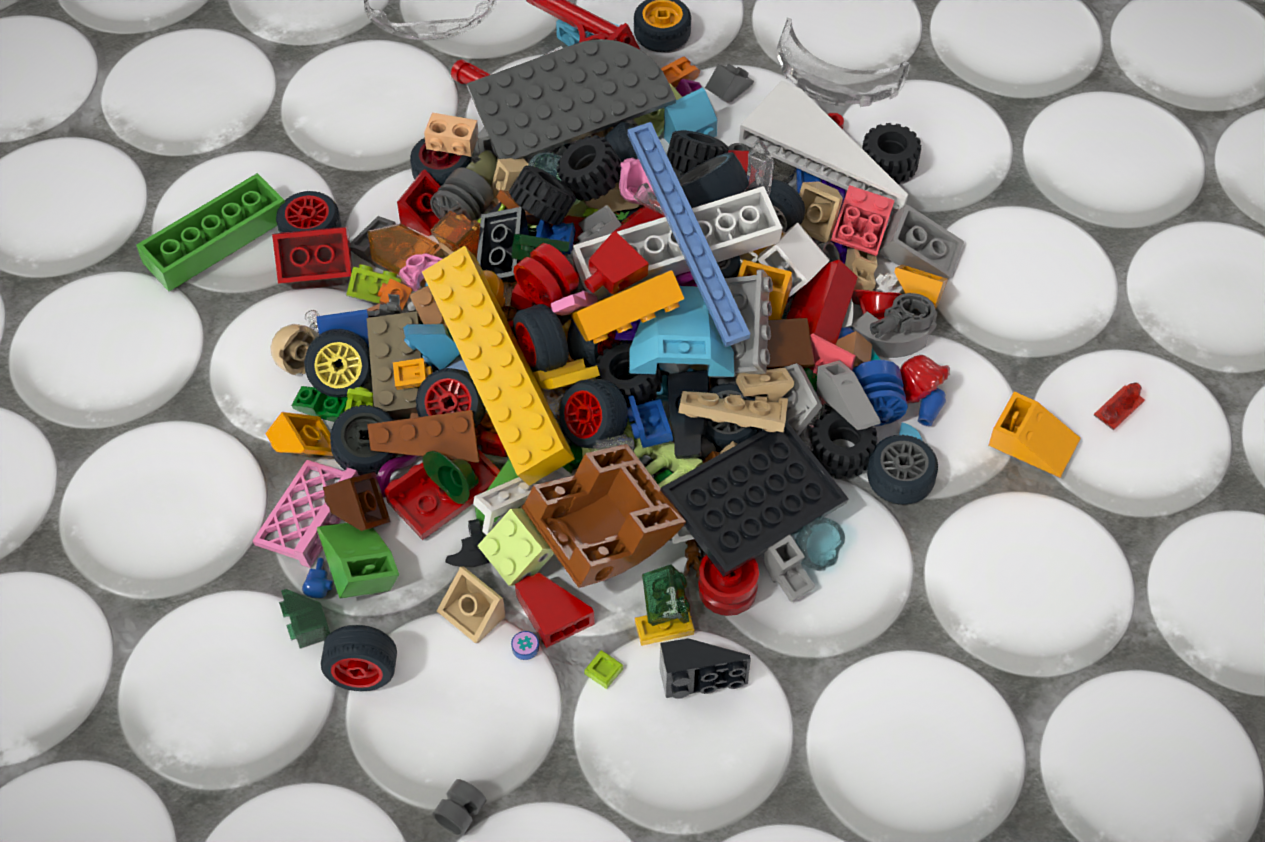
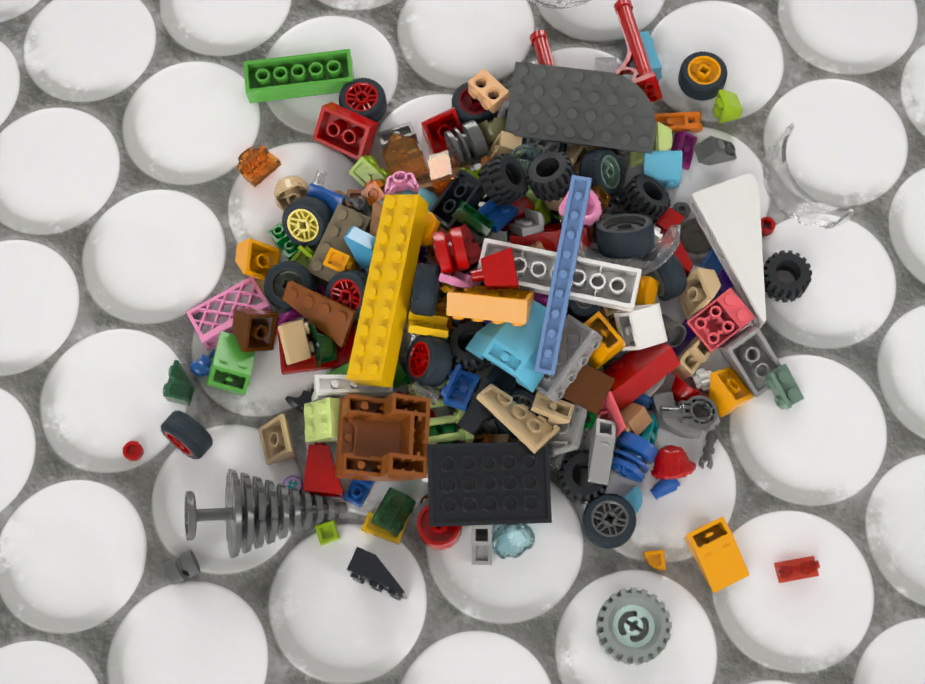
camera: 40 degrees right, 15 degrees up
(227, 345) = (257, 164): none -> clear orange slope
(296, 725) = (133, 451): none -> red tile
(419, 483) = (296, 341): none -> tan slope
(504, 687) = (259, 512): none -> dark grey plant
(606, 602) = (358, 492): none -> blue slope
(709, 38) = (726, 106): none -> lime slope
(944, 348) = (708, 450): none -> dark grey piece
(970, 251) = (783, 387): none -> sand green bracket
(977, 481) = (655, 559): none -> light orange tile
(1015, 533) = (644, 607): none -> light grey wheel

